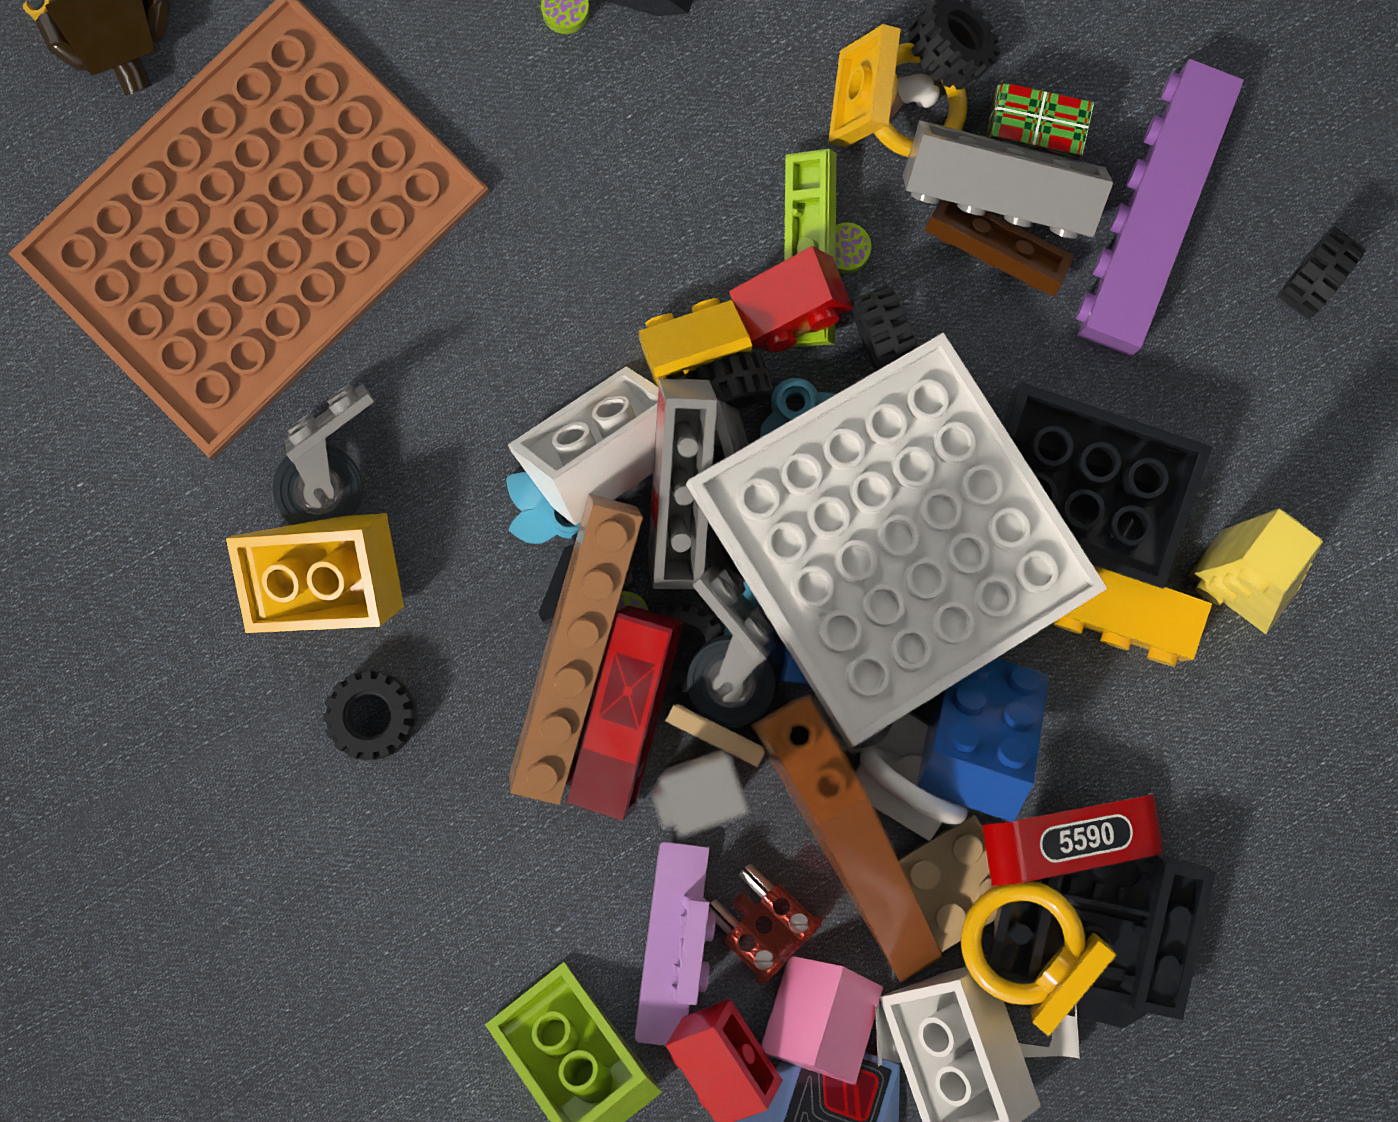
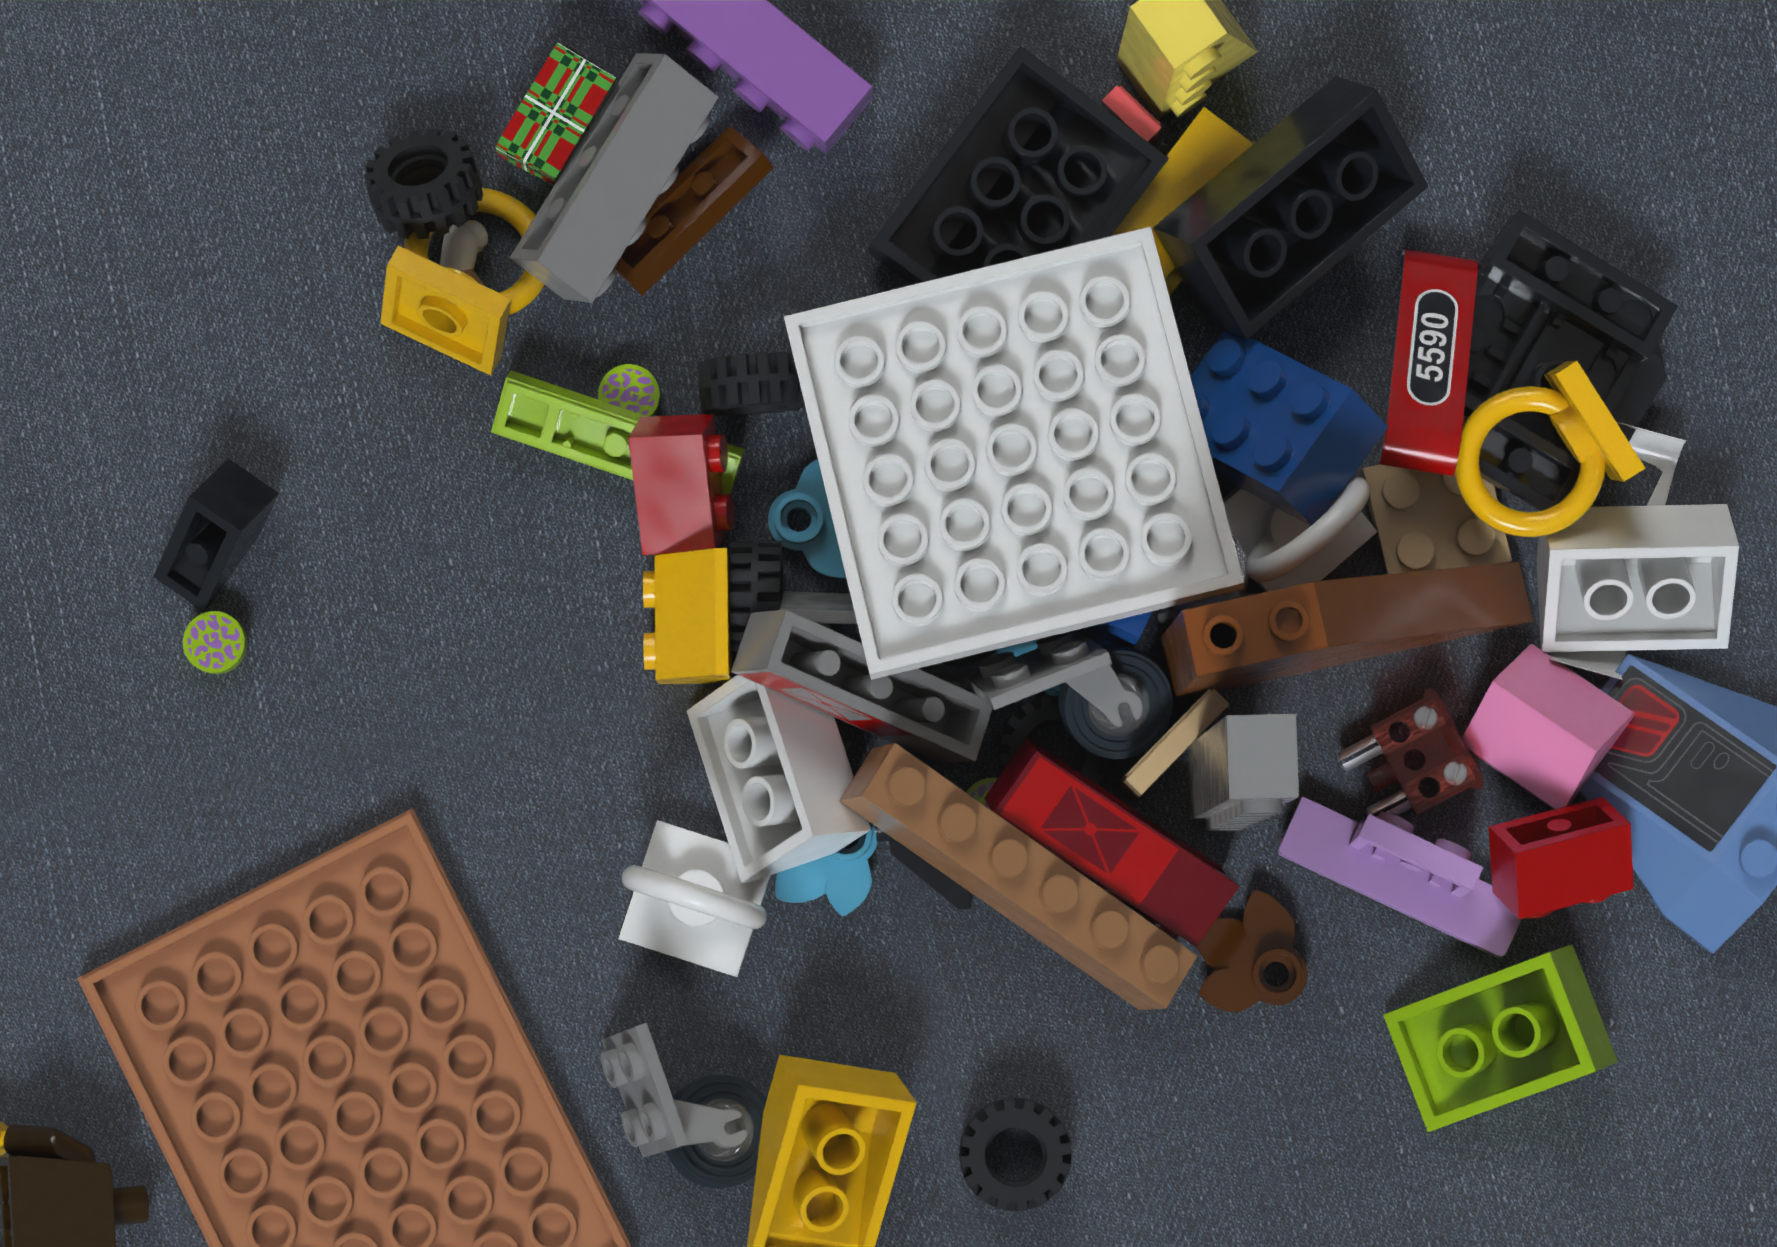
camera: 70 degrees left, 0 degrees up
(484, 412) = (692, 901): none -> white tile
(576, 839) = (1242, 951): none -> reddish brown plate
(1159, 694) = (1291, 206): none -> black brick
(1187, 551) = (1132, 114): none -> coral tile

